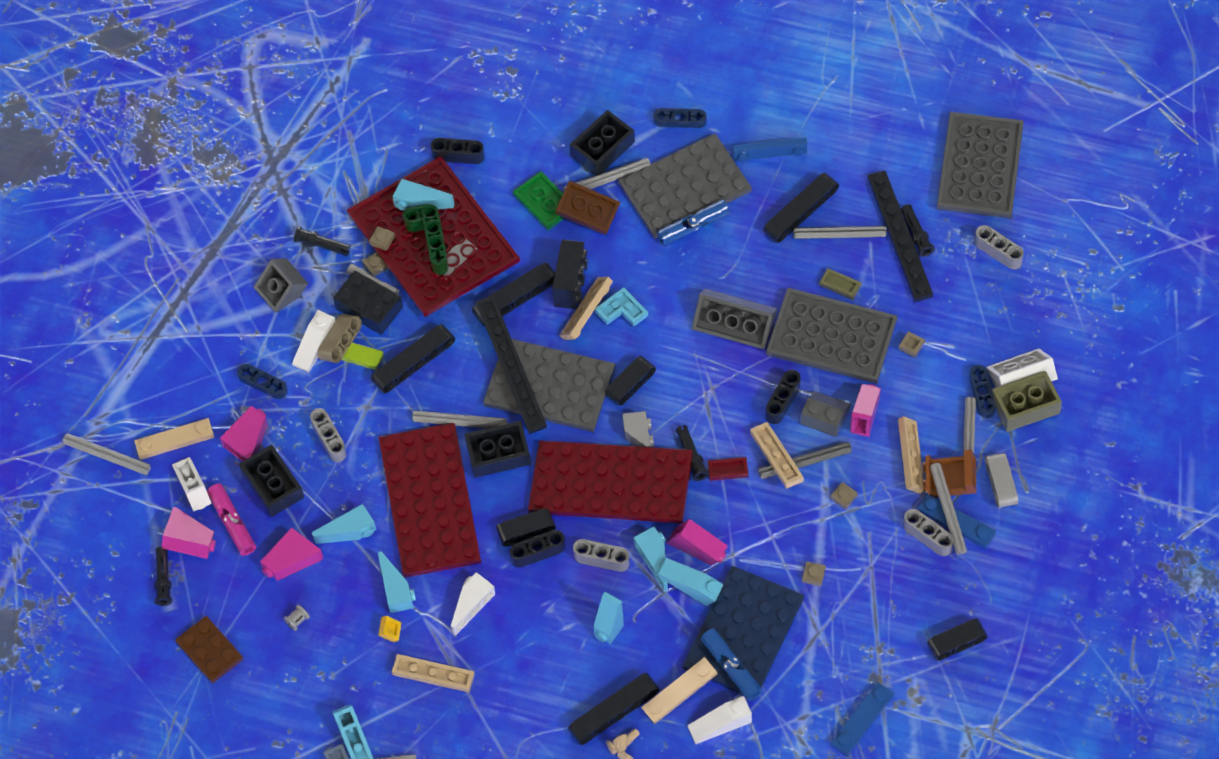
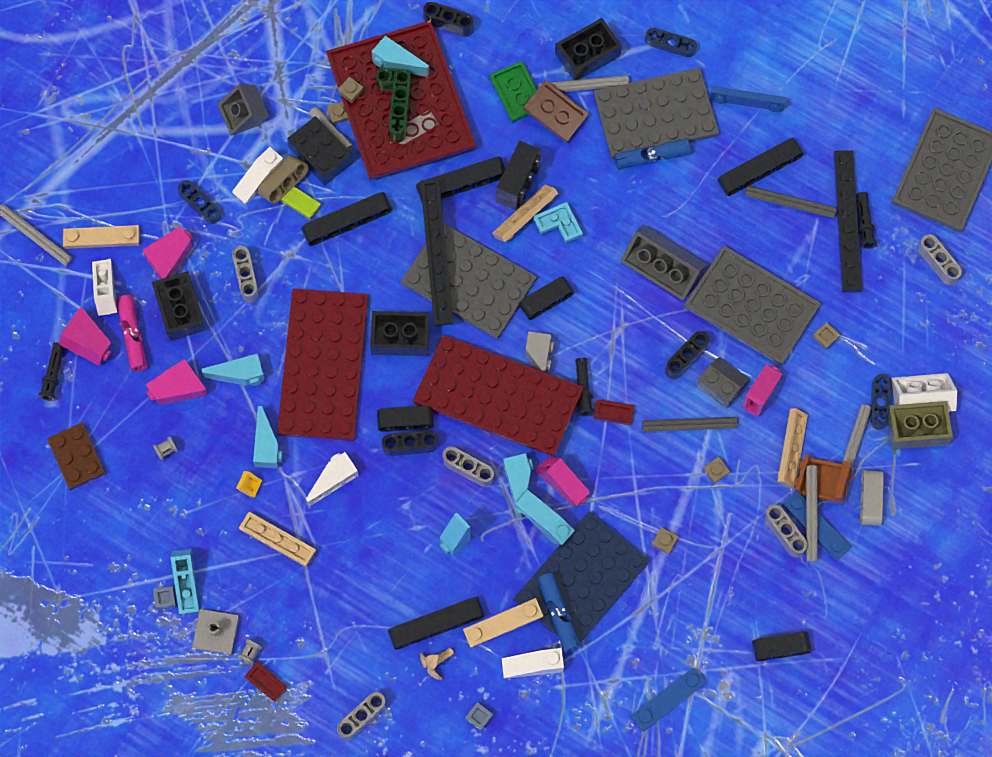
camera: 10 degrees right, 10 degrees up
(314, 239) = (287, 72): black pin -> none
(458, 419) = (373, 292): light grey axle -> none
(776, 455) = (663, 413): tan plate -> none
(840, 284) = (775, 254): olive tile -> none

